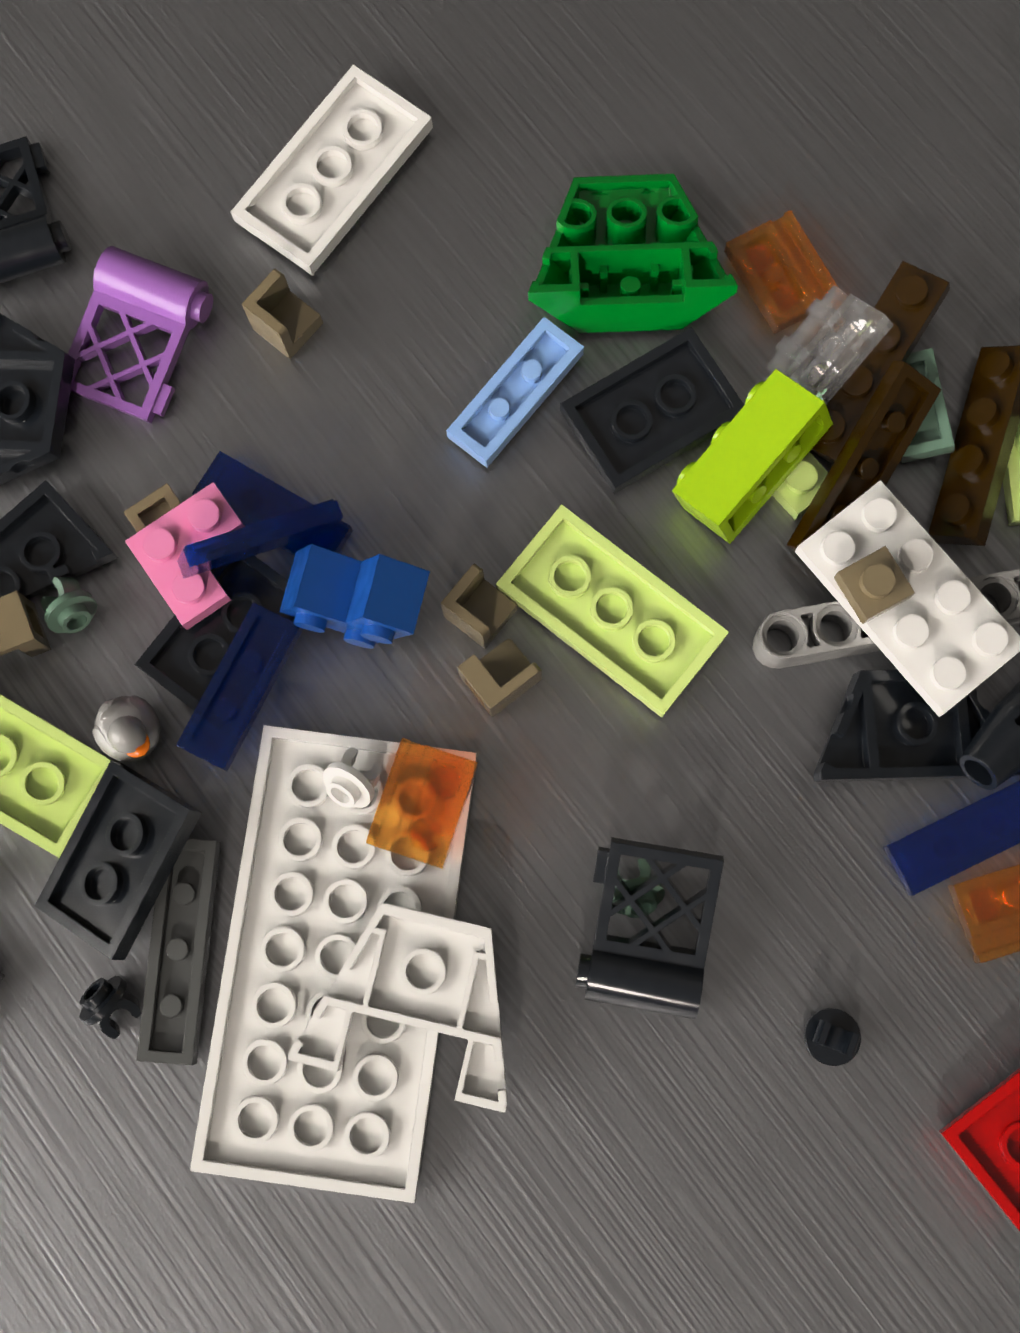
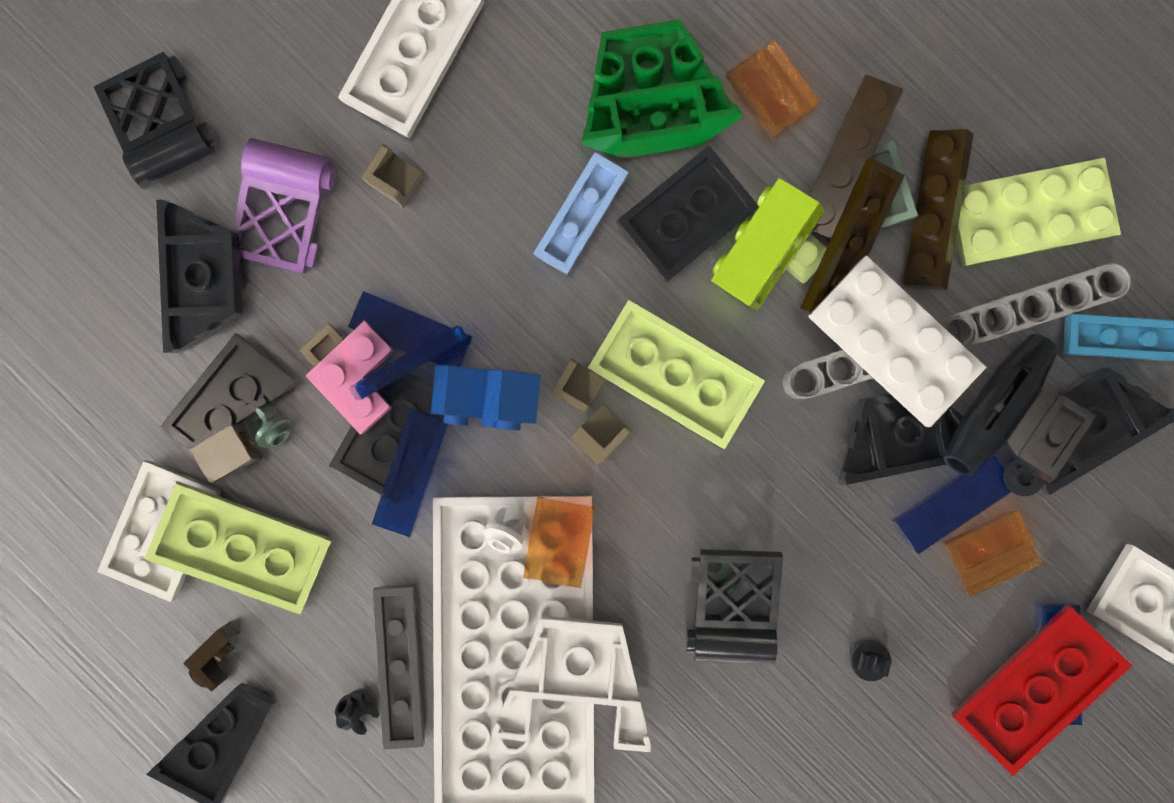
camera: 10 degrees left, 10 degrees up
(117, 860) = (344, 611): black plate -> none
(127, 728) = (332, 514): light grey animal -> none
(830, 343) = (821, 155): clear plate -> none
(874, 585) = (871, 340): dark tan plate -> none

